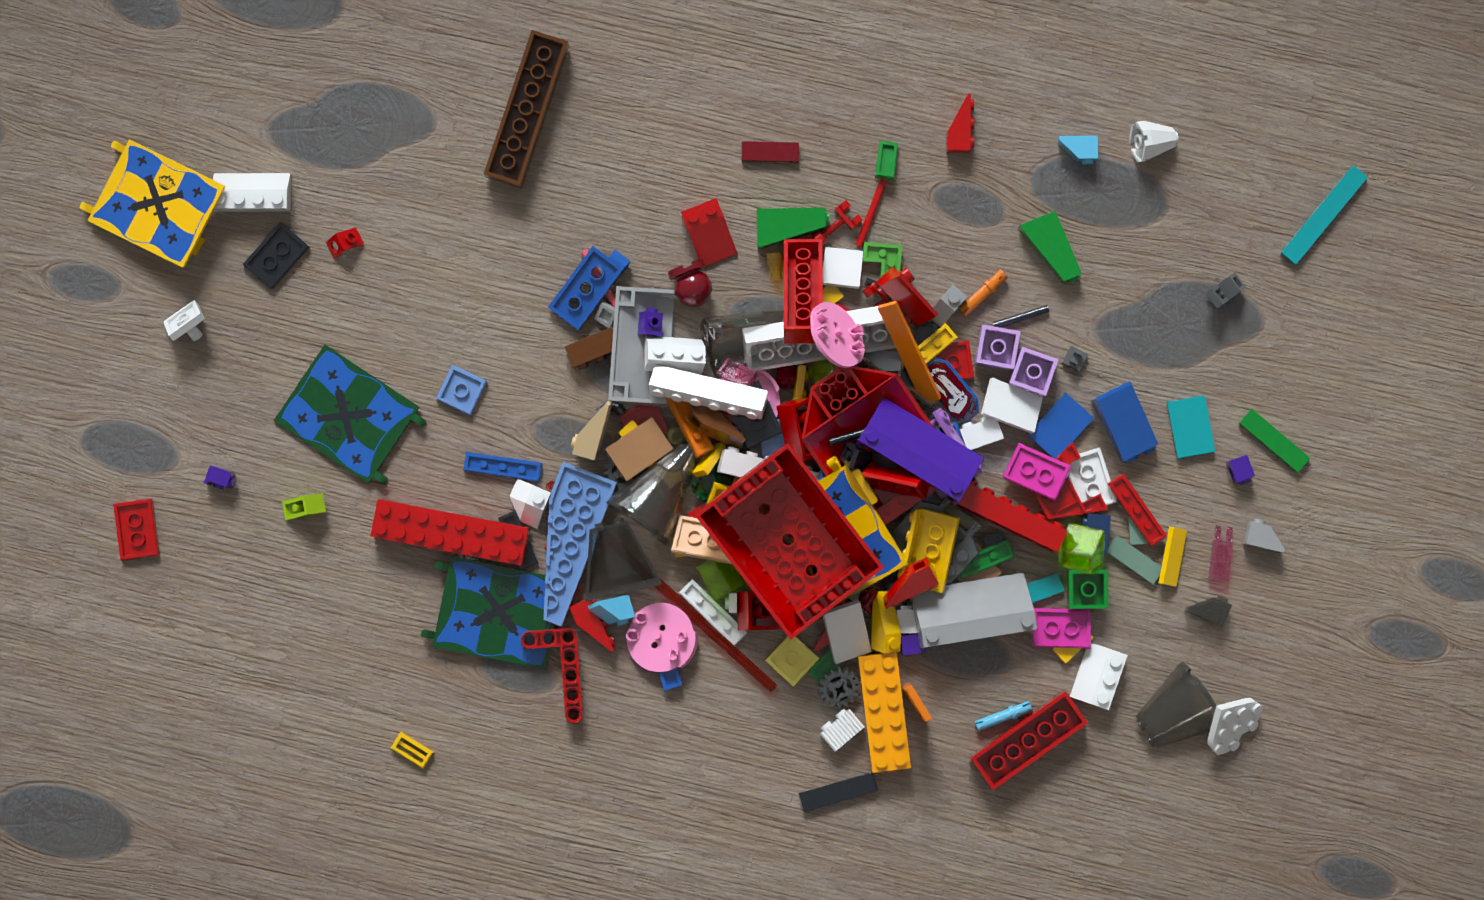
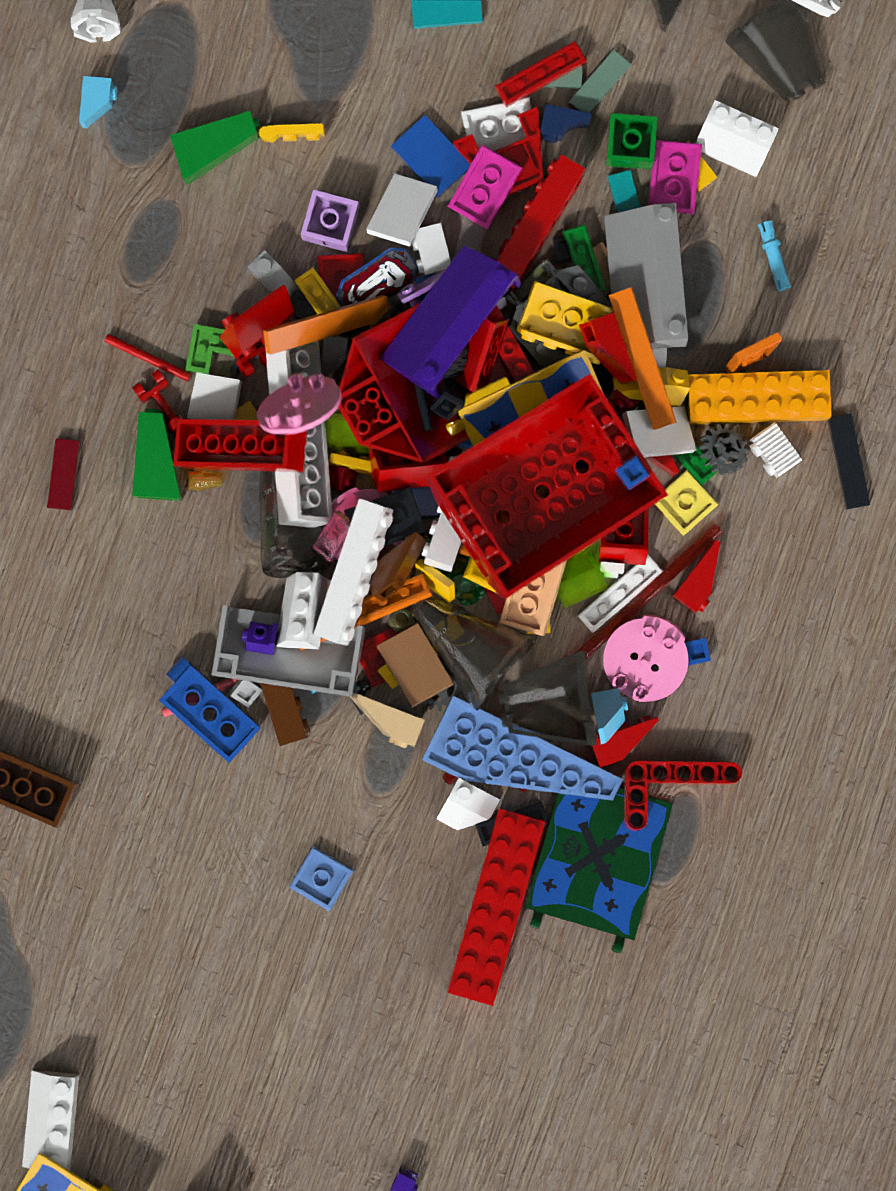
camera: 90 degrees left, 0 degrees up
(276, 255) = (132, 1096): black tile -> none
(304, 506) = (448, 1085): lime slope -> none
(345, 240) = (122, 1007): red bracket -> none
(347, 414) = (338, 1022): flag -> none
(417, 744) = (750, 969): yellow tile -> none
(502, 466) = (420, 835): blue tile -> none
(691, 286) = (219, 583): dark red tile -> none
(709, 232) = (155, 557): red slope -> none
(723, 674) = (699, 582): none -> red slope
(805, 608) = (632, 472): none -> blue tile
(886, 160) = (88, 334): green tile -> none
(904, 612) = (642, 359): none -> orange tile
(910, 645) = (680, 357): dark purple brick -> none
(959, 134) = (66, 243): red slope -> none
(988, 288) = (261, 232): orange pin -> none
(1022, 316) = (294, 189): black bar -> none
(1028, 740) = (806, 228): red brick -> none
(1033, 371) = (363, 180): lavender brick -> none
(1068, 309) = (291, 132): none -> yellow hinge
(1075, 358) = (351, 131): dark grey tile -> none
(1082, 549) = (583, 140): clear neon green slope -> none
(1125, 422) = (433, 77): blue slope -> none
(1172, 556) = (600, 37): yellow tile -> none

